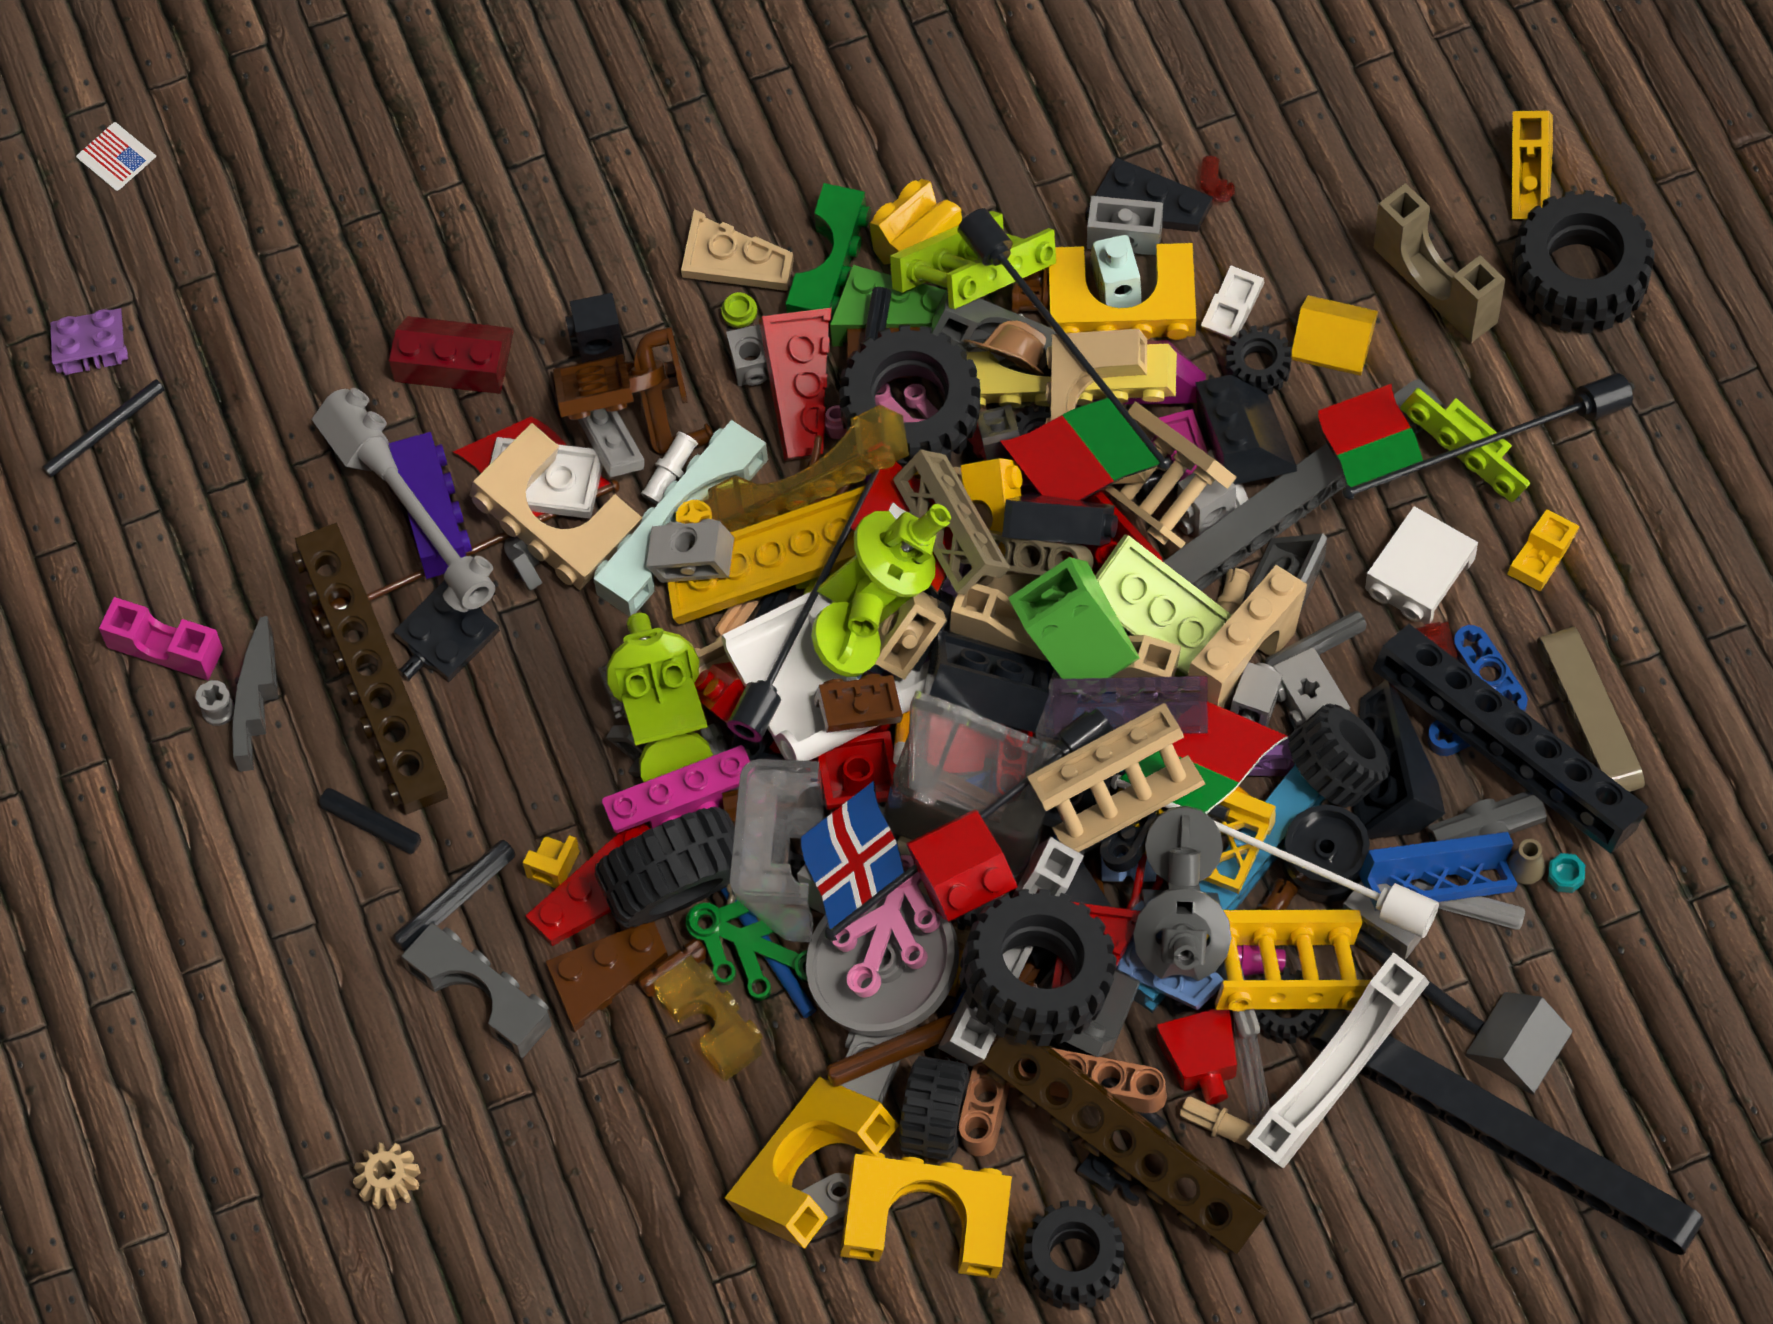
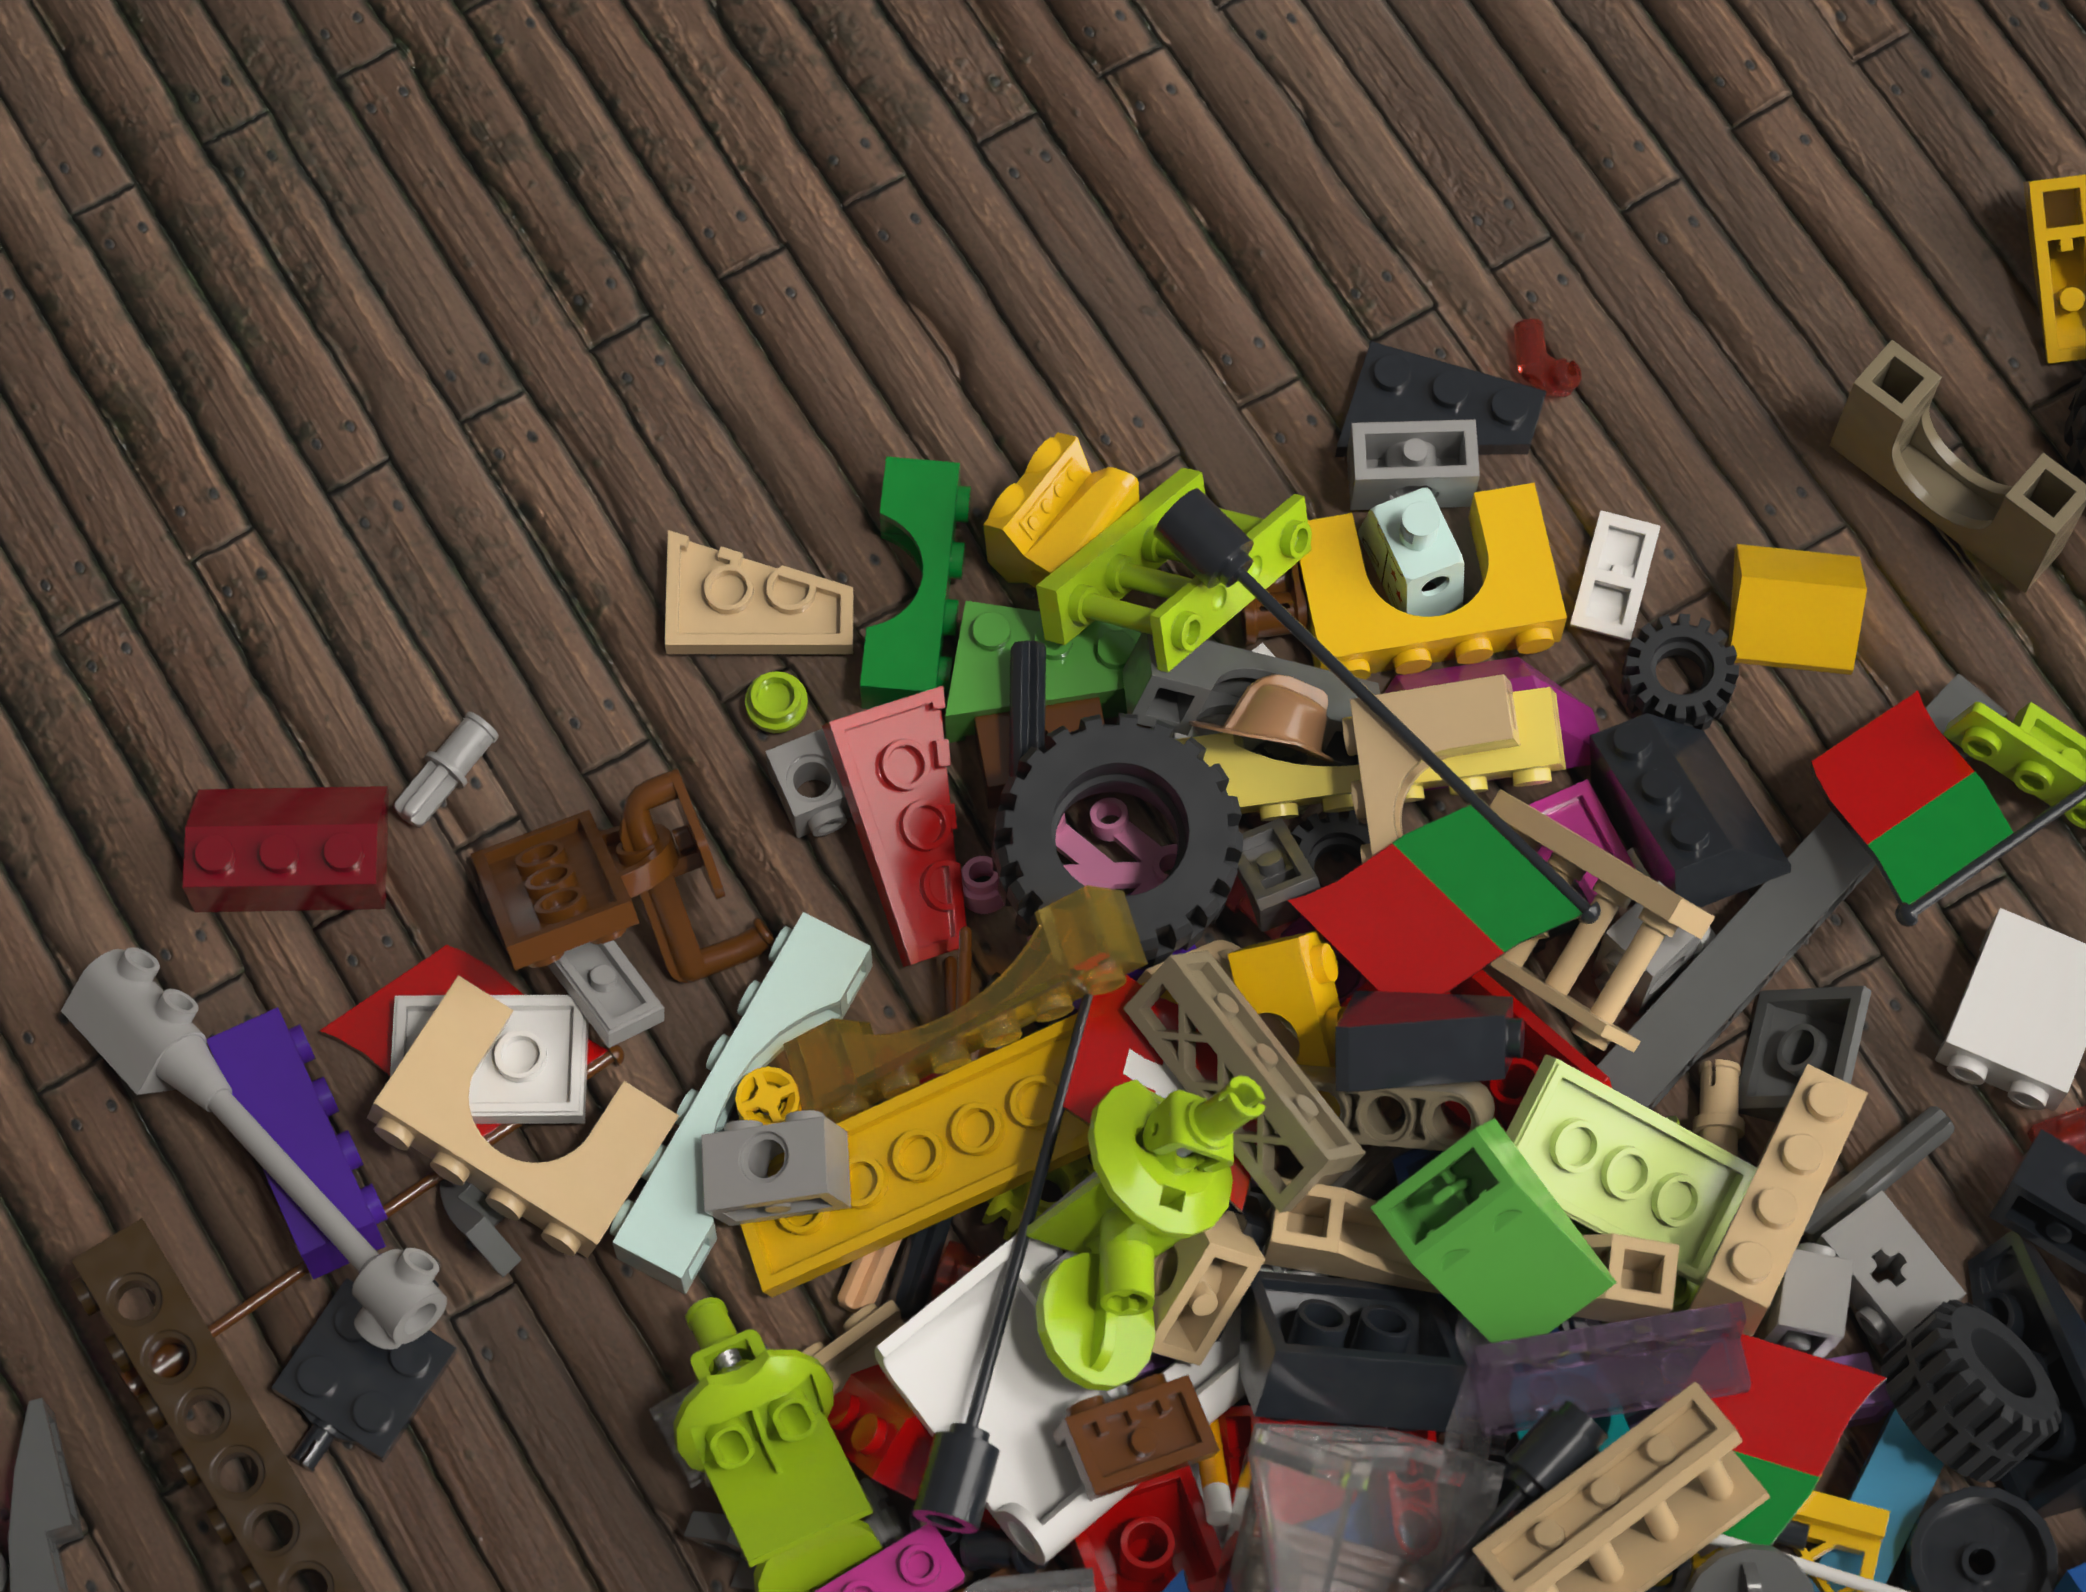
camera: 15 degrees left, 5 degrees up
(544, 323) = (445, 770): none -> light grey axle
(594, 328) = (536, 776): black brick -> none
(669, 467) = (707, 1012): white pin -> none

